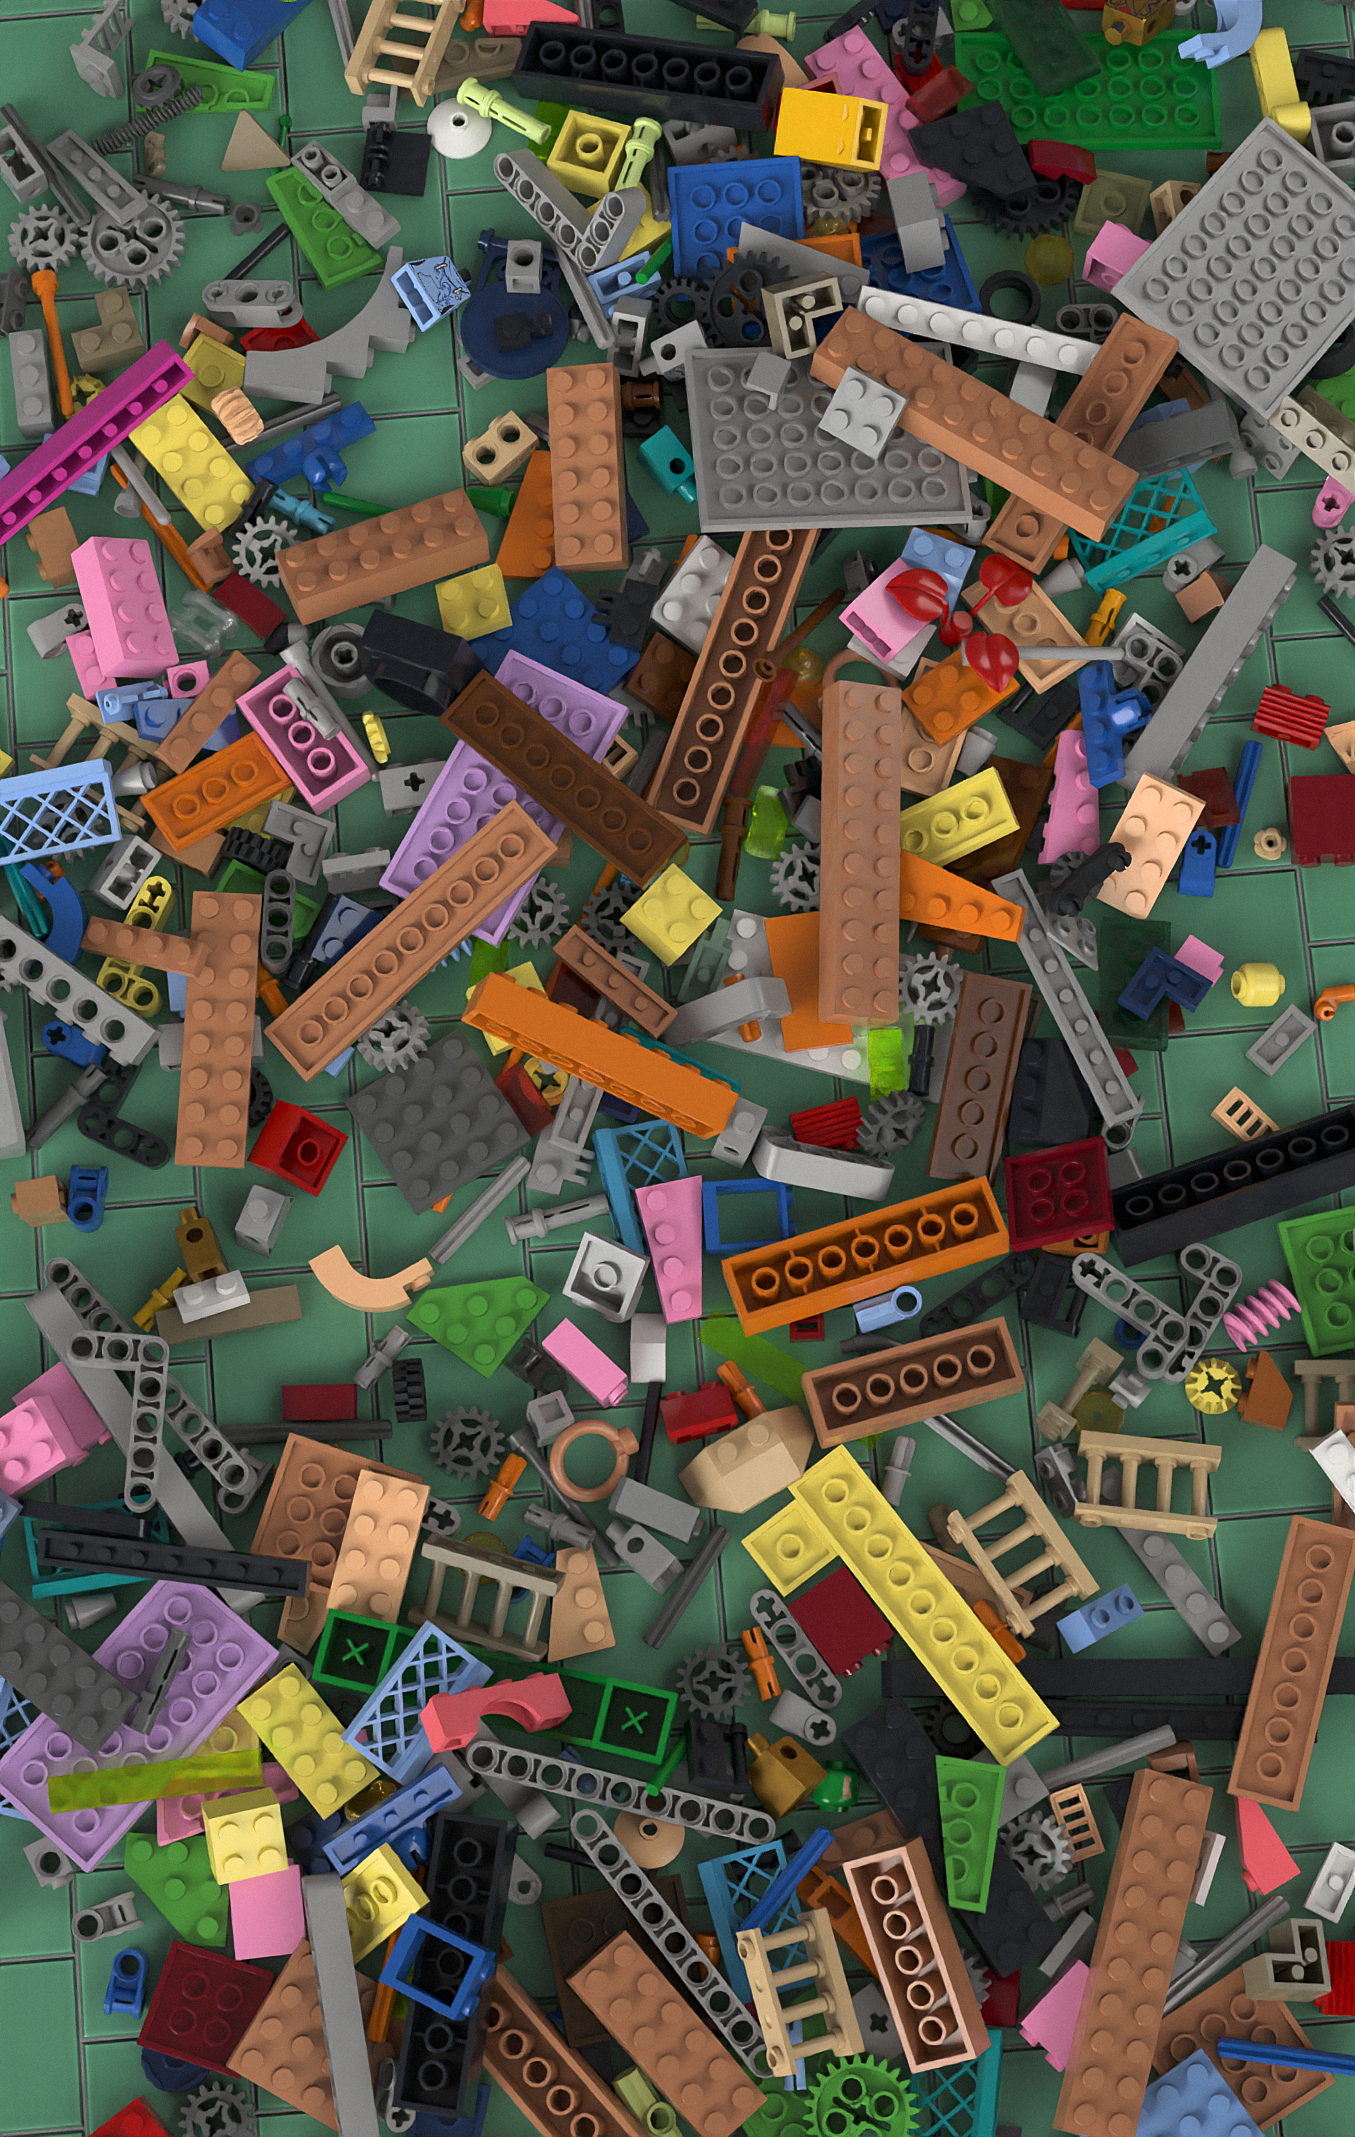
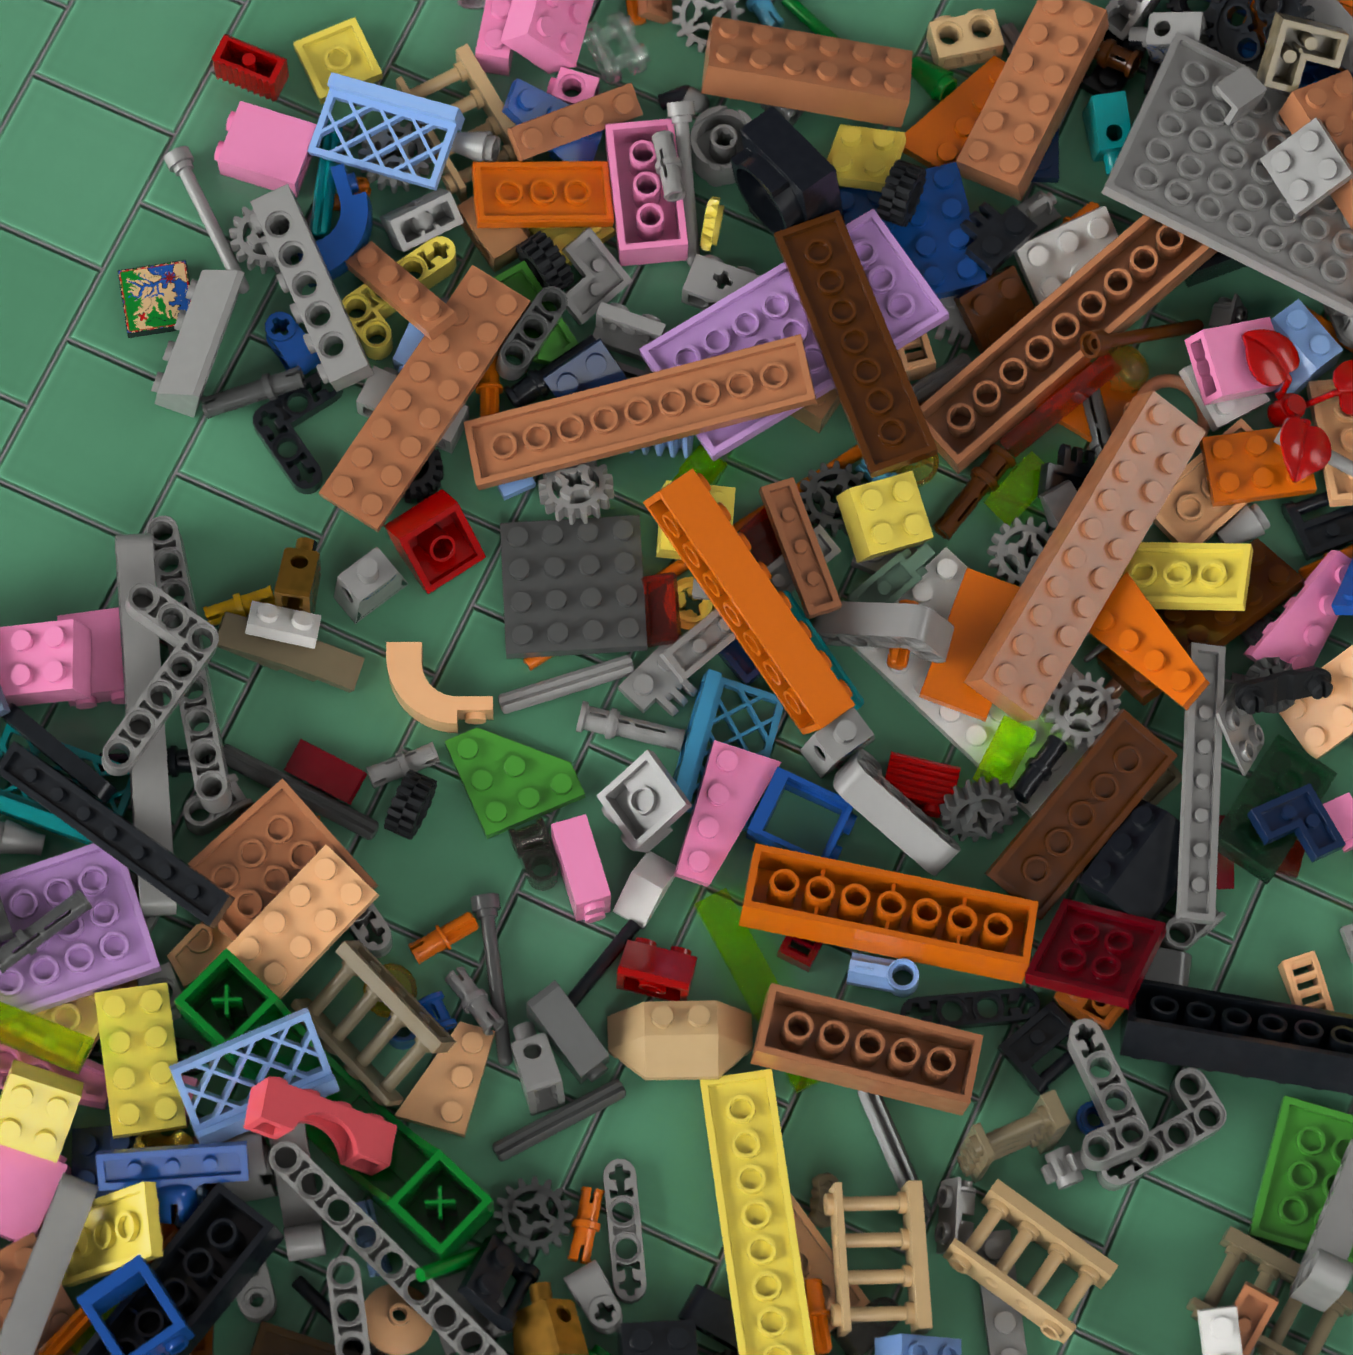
camera: 20 degrees right, 5 degrees down
(41, 1201) = (183, 461): medium nougat brick -> none
(86, 1190) = (228, 475): blue piece -> none
(118, 702) = (500, 72): light blue hinge -> none
(249, 605) = (665, 53): dark red slope -> none
(453, 1452) = (421, 881): dark grey gear -> none
(526, 621) = (901, 193): none -> black tyre
(545, 912) = (773, 458): light grey gear -> none
(549, 1417) = (521, 899): light grey brick -> none
(622, 1444) = (573, 958): nougat piece -> none
(741, 1390) = (708, 970): orange axle -> none
(789, 1548) = (671, 1137): light yellow plate -> none
(841, 1623) = (679, 1229): dark red brick -> none
(868, 1342) = (844, 992): dark grey animal -> none
(898, 1469) = (809, 1122): light grey axle -> none
(1098, 1401) = (1027, 1164): clear yellow piece -> none
(1210, 1402) = (1130, 1222): light yellow gear -> none
(1259, 1313) = (1222, 1167): bright pink piece -> none
(1267, 1396) = (1187, 1247): dark orange slope -> none

